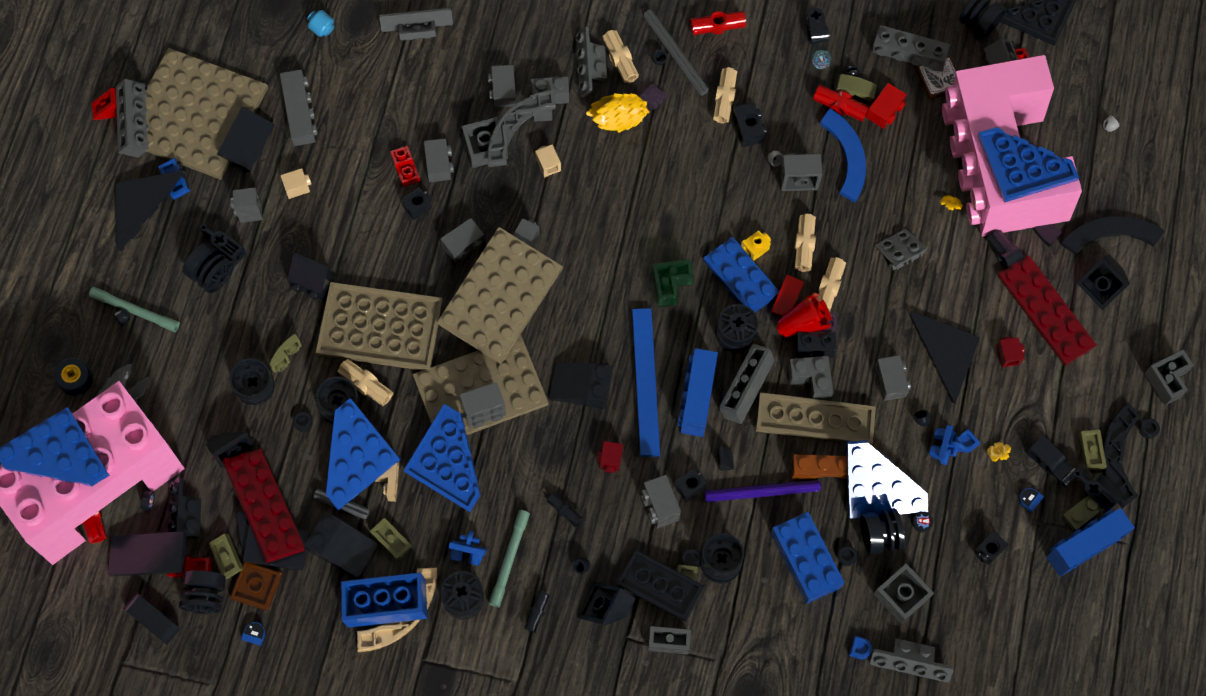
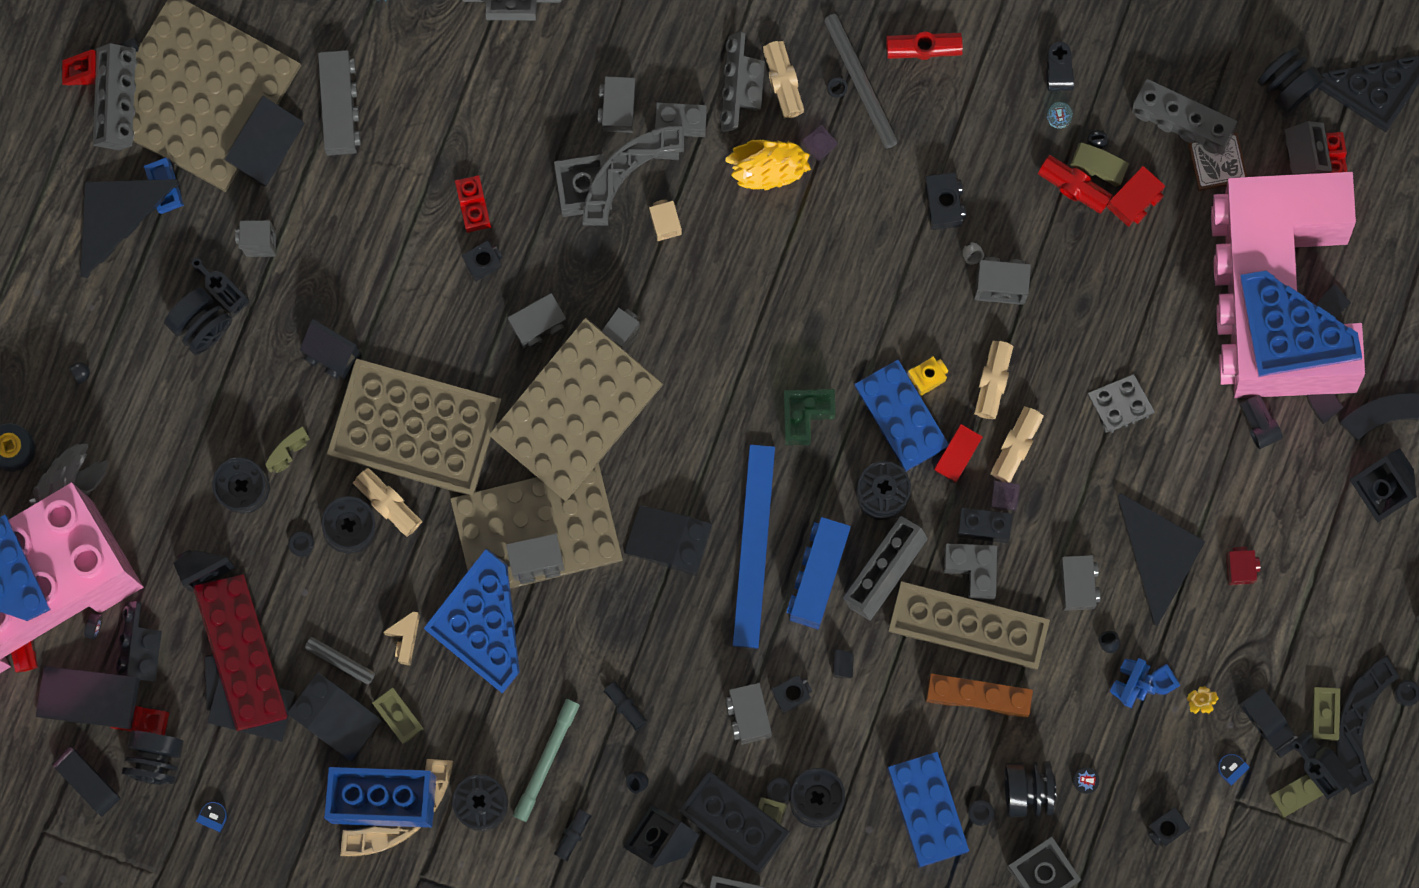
camera: 10 degrees right, 10 degrees up
(106, 297) = (131, 383): sand green piece -> none
(226, 556) = (186, 711): olive plate -> none
(256, 586) = (221, 754): reddish brown tile -> none
(296, 183) = (324, 212): tan brick -> none
(356, 455) = (365, 603): blue plate -> none
(437, 160) = (517, 202): dark grey brick -> none
(457, 549) = (496, 738): blue hips -> none
(610, 457) = (693, 644): dark red brick -> none
(725, 95) = (918, 154): tan piece -> none
(762, 490) = (884, 713): dark purple axle -> none
(807, 316) = (978, 488): red cone -> none
(853, 153) = (1080, 257): blue tile -> none
(879, 484) = (1034, 728): plate -> none
(951, 202) = (1201, 346): yellow plant -> none
(1047, 310) = (1302, 514): dark red plate -> none
(1089, 541) = (1296, 838): blue brick -> none

